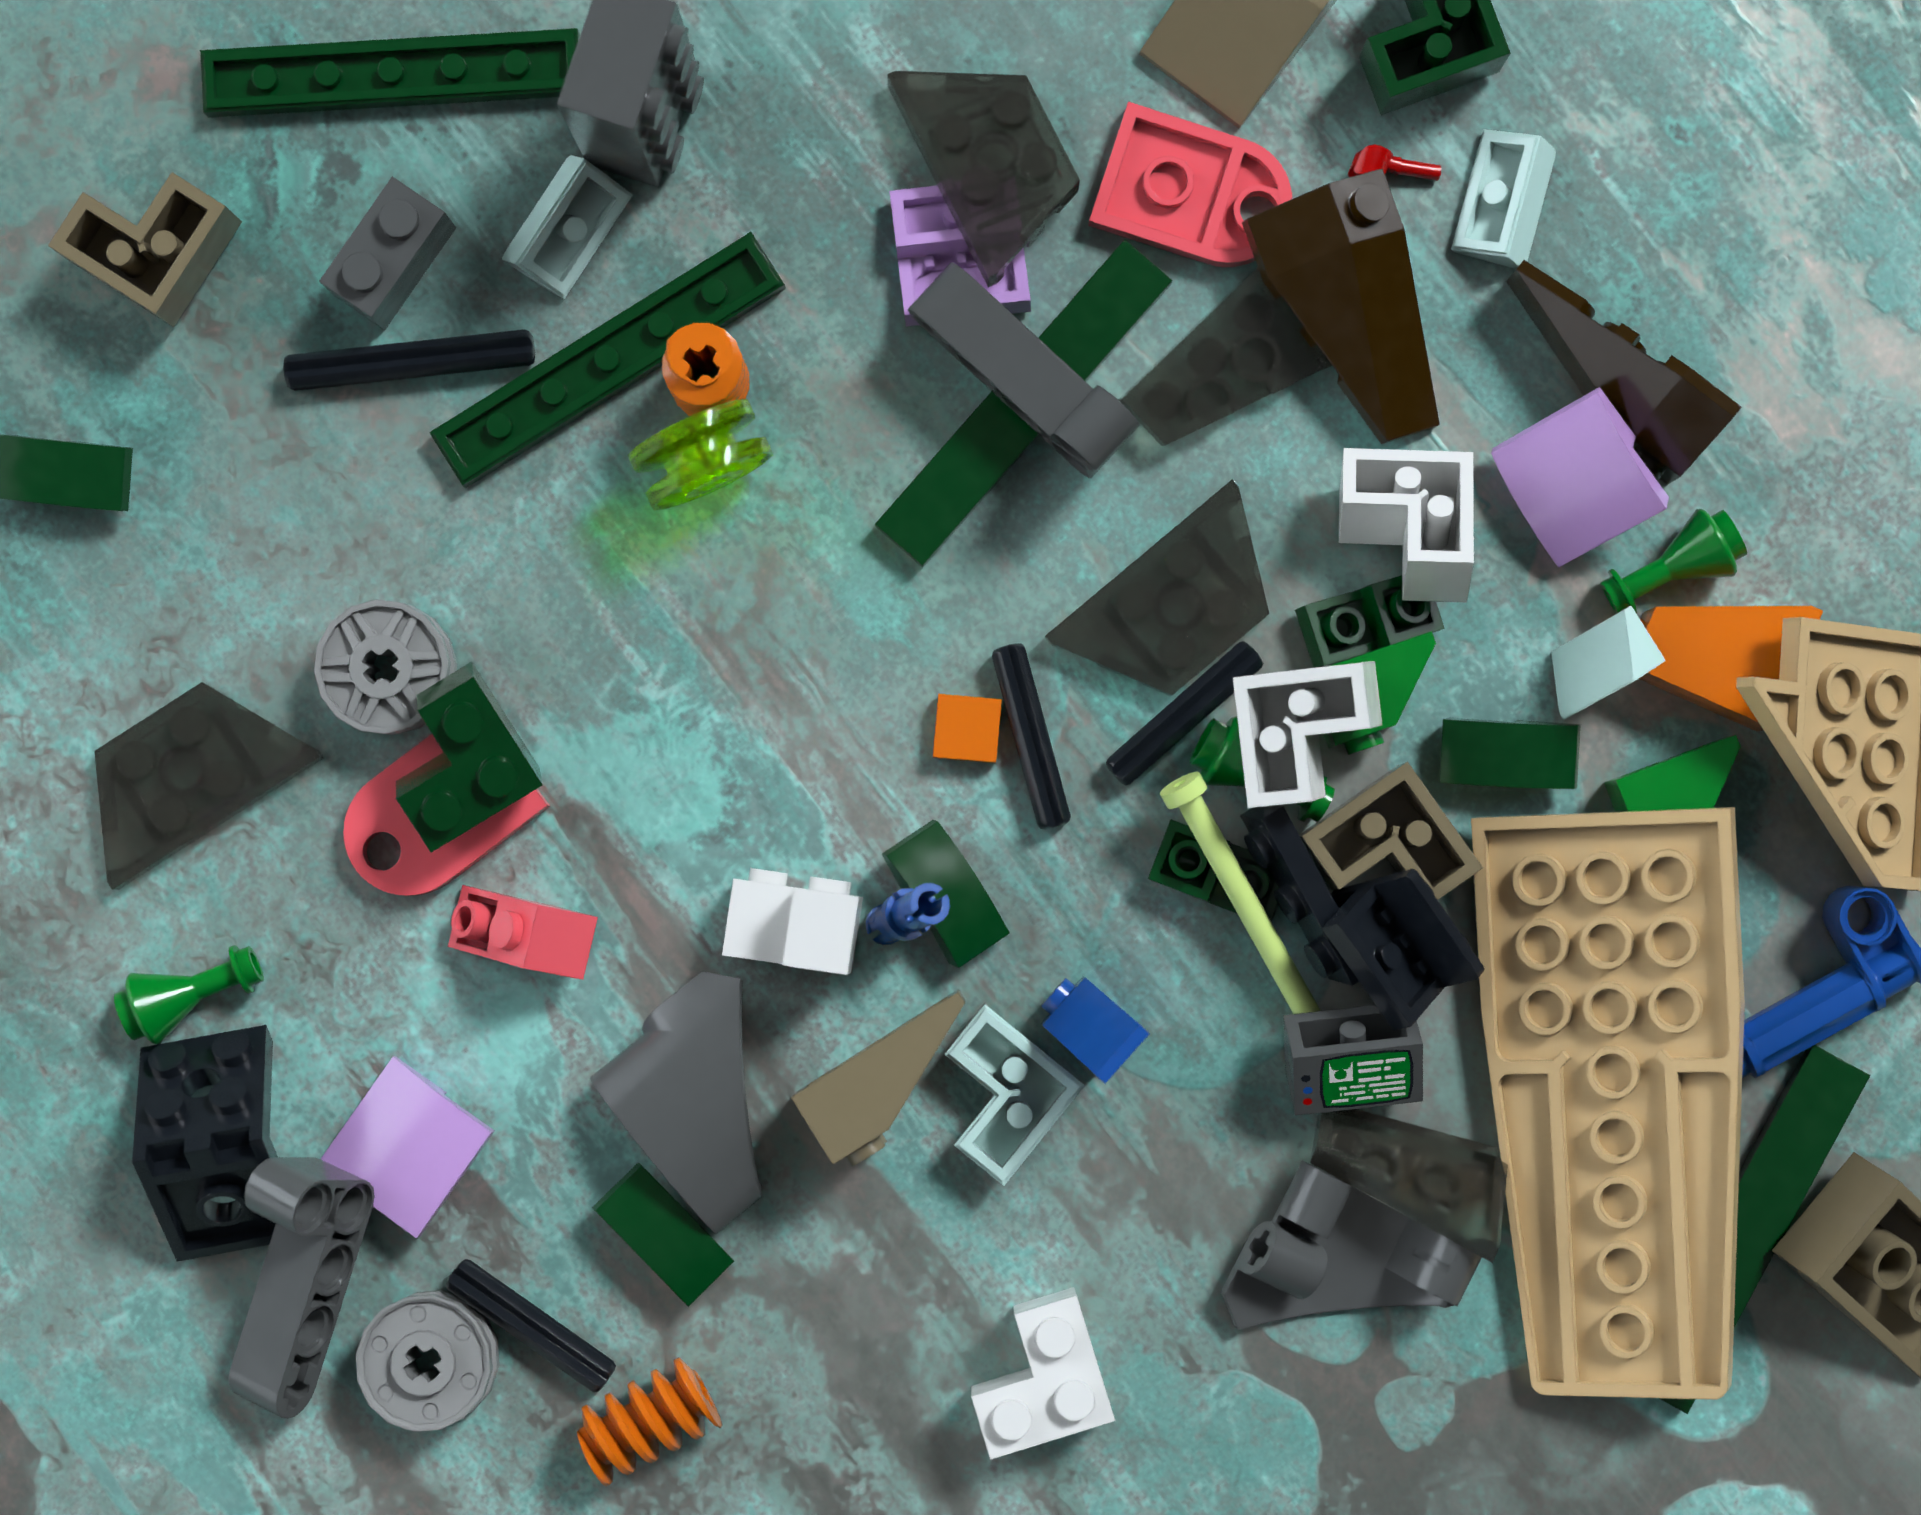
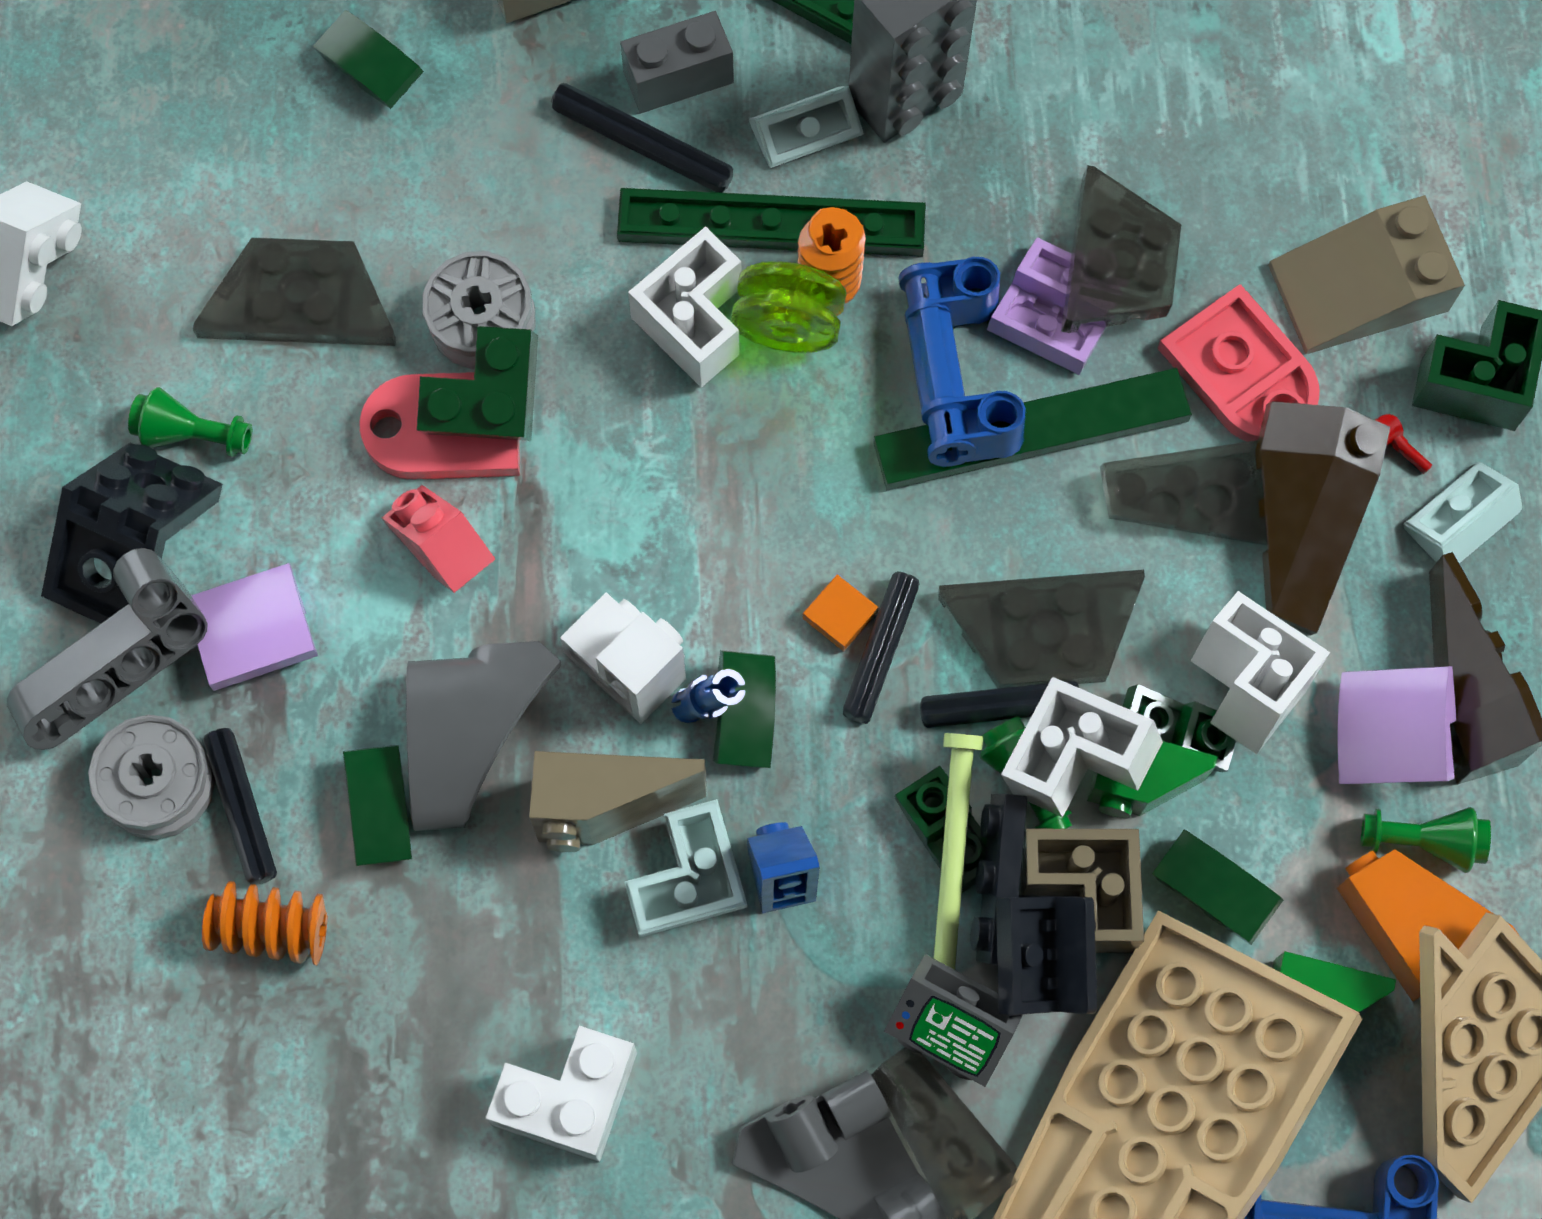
camera: 30 degrees right, 15 degrees down
(582, 522) = (681, 306): none -> white brick
(888, 405) = (938, 366): none -> blue piece
(1022, 371) = (1061, 448): dark grey beam -> none
(1603, 661) = (1330, 862): light aqua slope -> none

